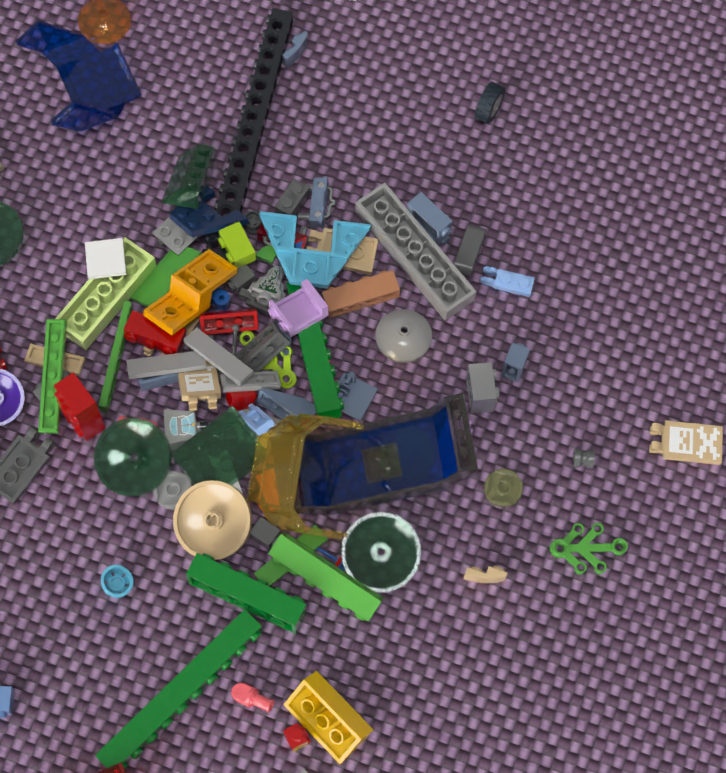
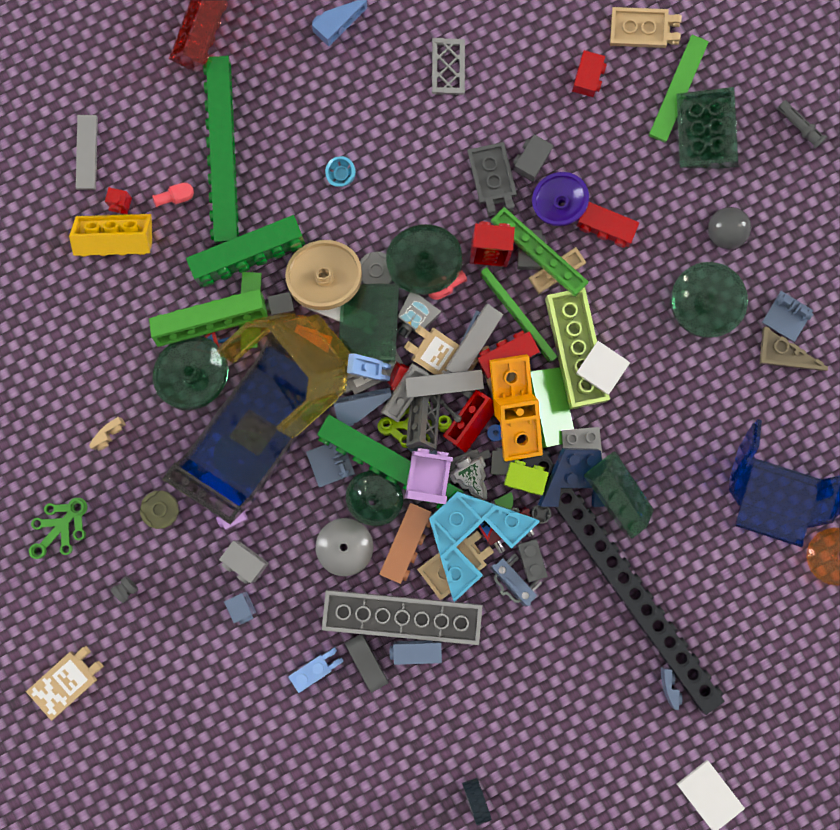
camera: 130 degrees right, 15 degrees up
(343, 331) = (376, 488): none -> clear green dish

